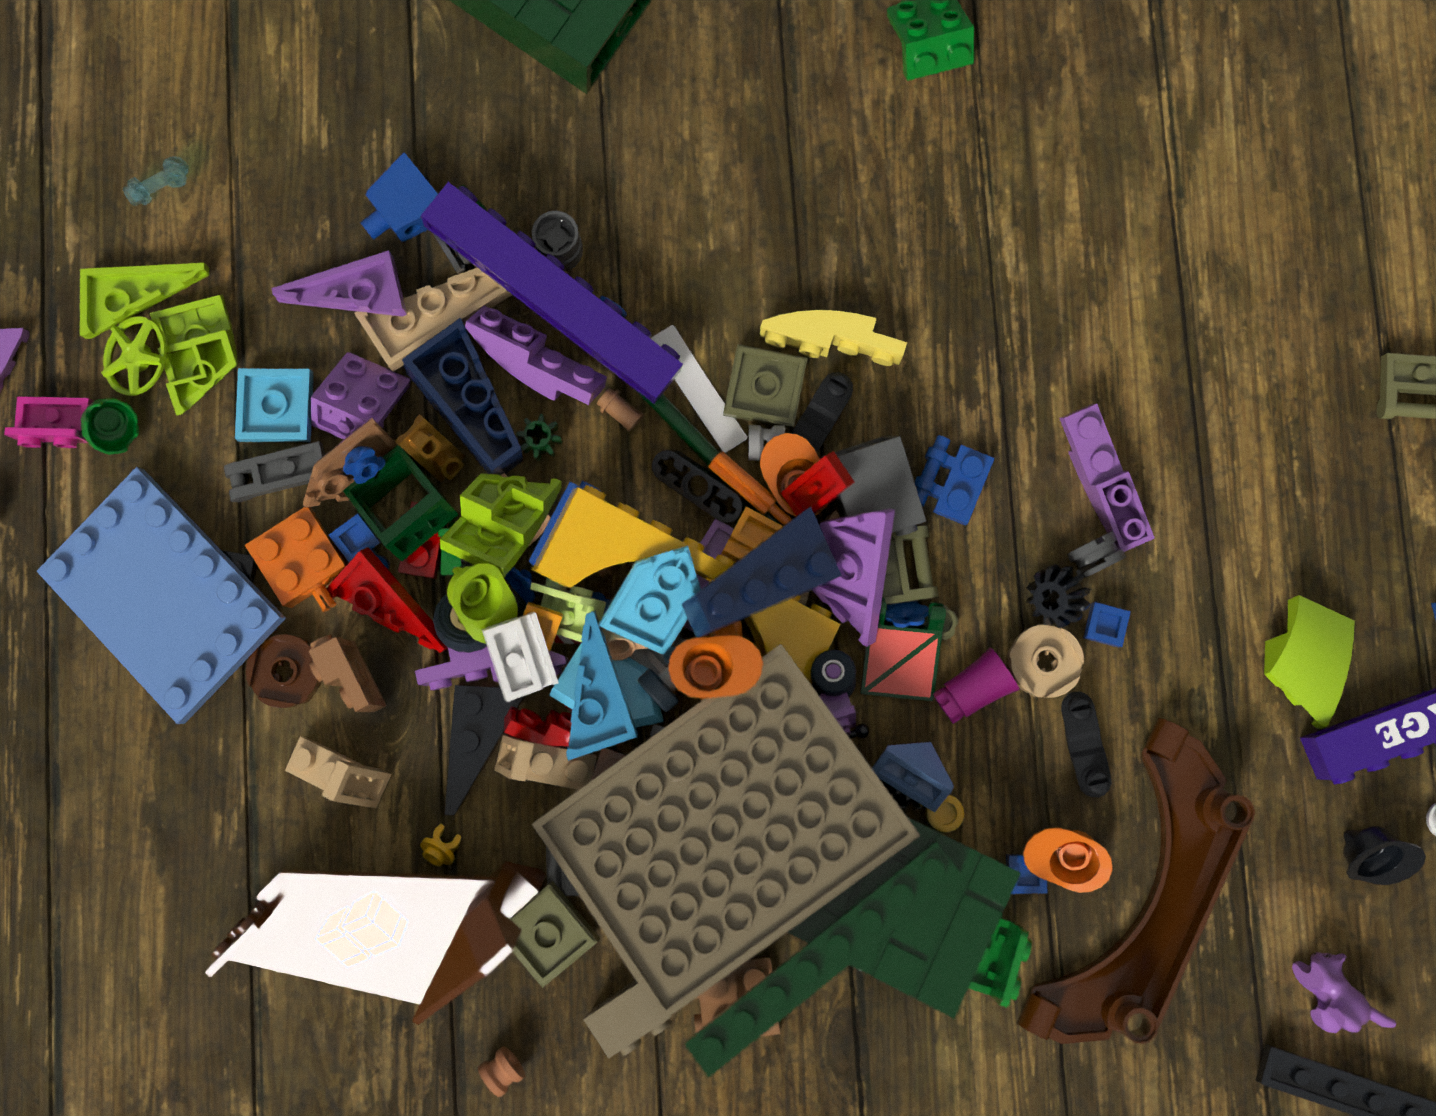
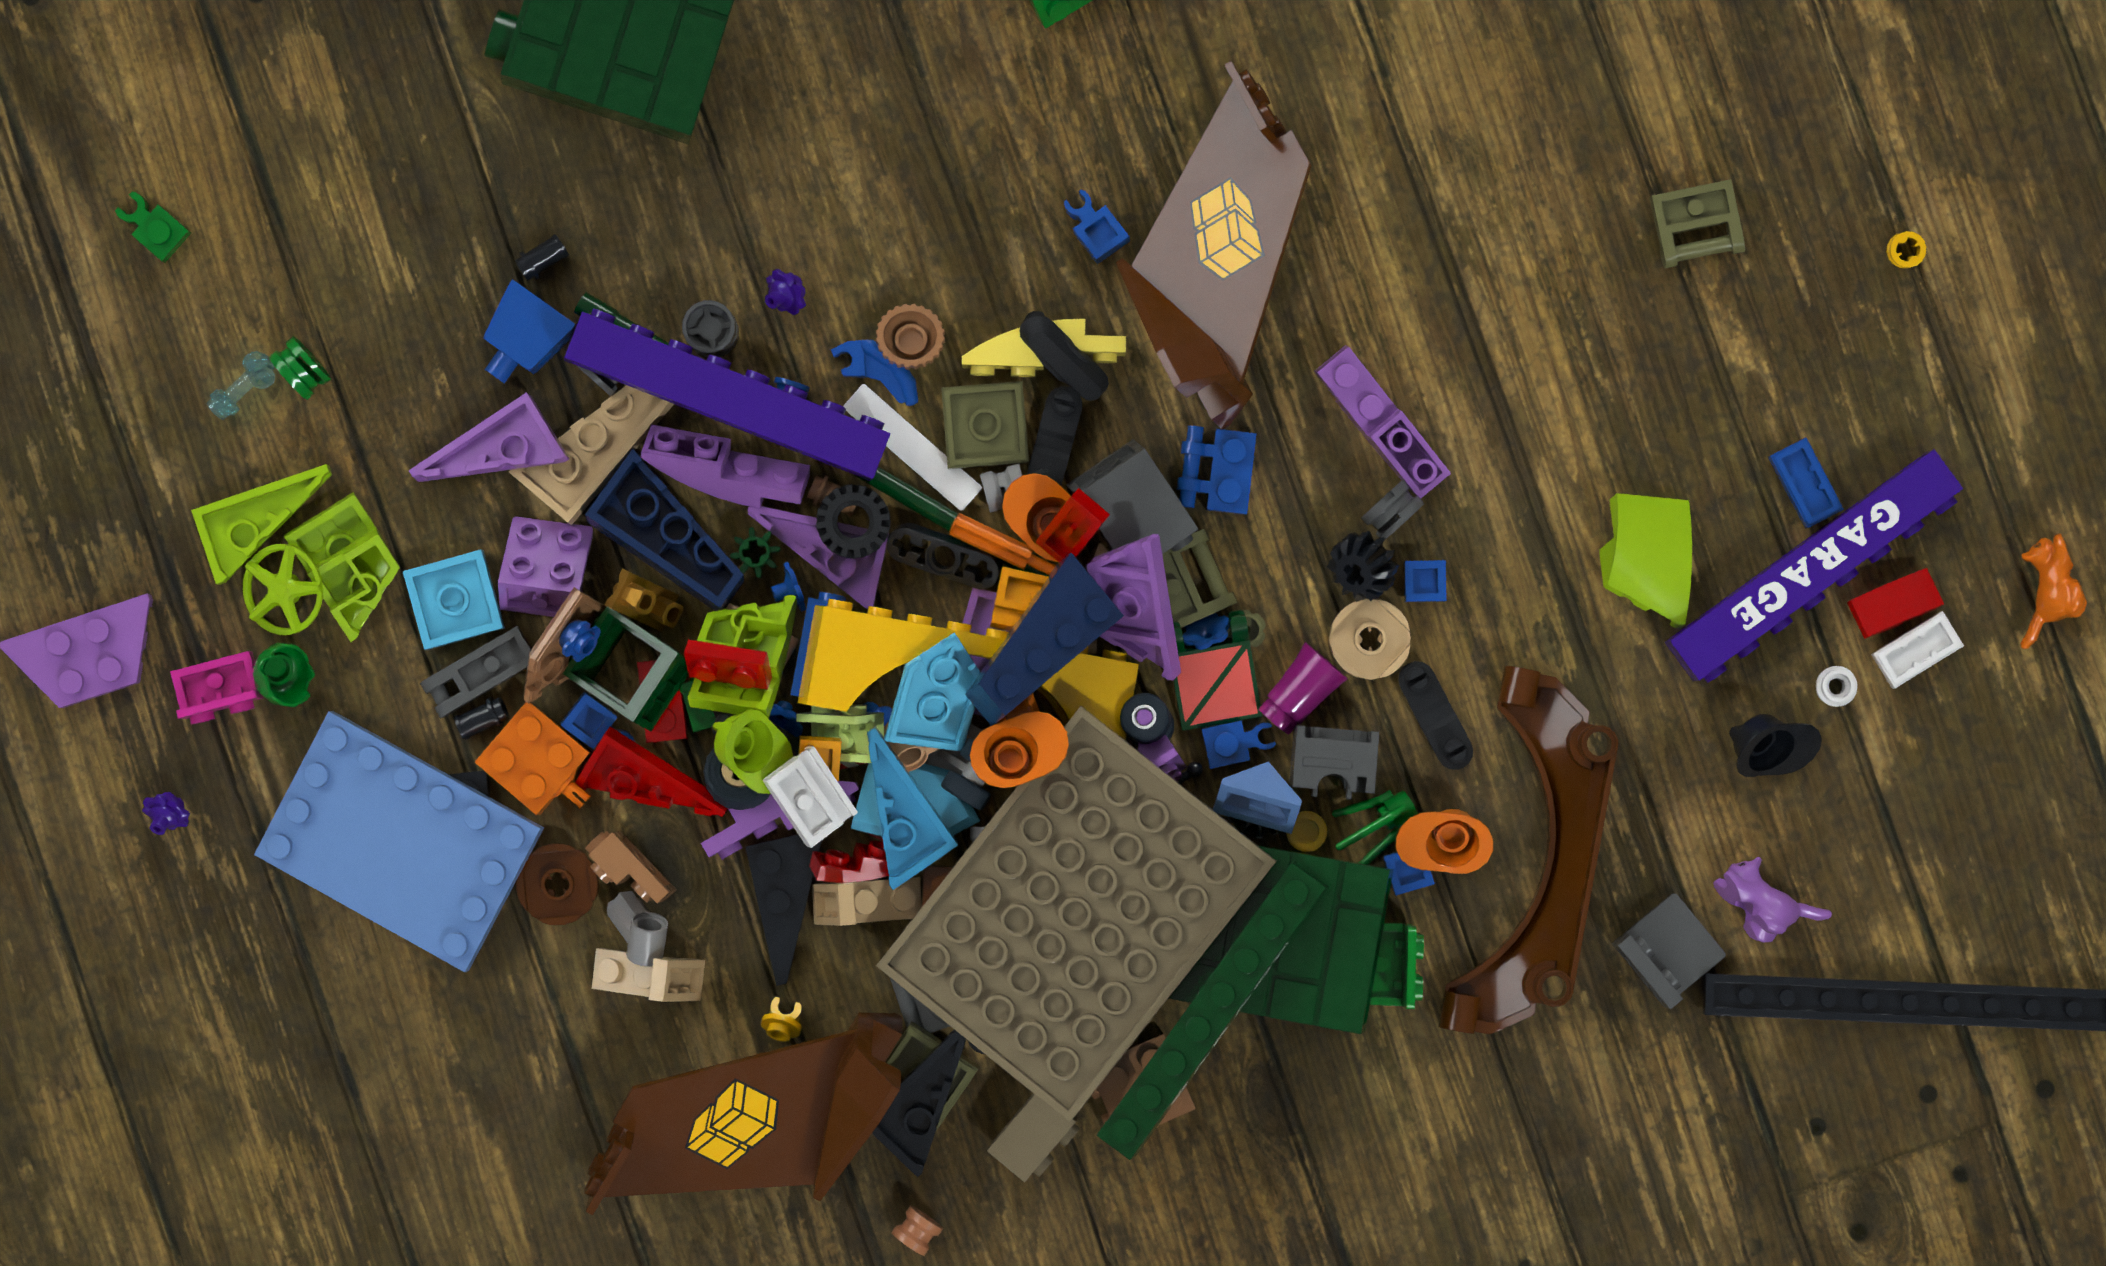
camera: 15 degrees left, 5 degrees up
(131, 39) = (156, 229): none -> green plate
(207, 177) = (296, 371): none -> green wheel
(266, 511) = (482, 718): none -> black pin
(338, 730) = (639, 927): none -> light grey piece
(436, 147) = (541, 257): none -> black pin
(483, 520) = (728, 664): none -> red plate
(535, 959) = (917, 1108): none -> black wing
(557, 473) = (789, 587): none -> blue plant
(611, 457) = (855, 576): none -> medium lavender wing
(629, 230) = (785, 292): none -> dark purple plant
(629, 410) = (849, 496): none -> black tyre
(691, 312) = (869, 363): none -> blue piece
(723, 294) = (910, 336): none -> medium nougat hat
(848, 344) = (1062, 357): none -> black piece
(899, 718) = (1230, 744): none -> blue plate
(905, 252) = (1098, 230): none -> blue plate
(997, 755) = (1334, 752): none -> dark grey piece
(1011, 288) = (1219, 249): none -> piece
(1026, 820) = (1393, 814): none -> green plant
(1240, 1015) = (1669, 950): none -> dark grey bracket

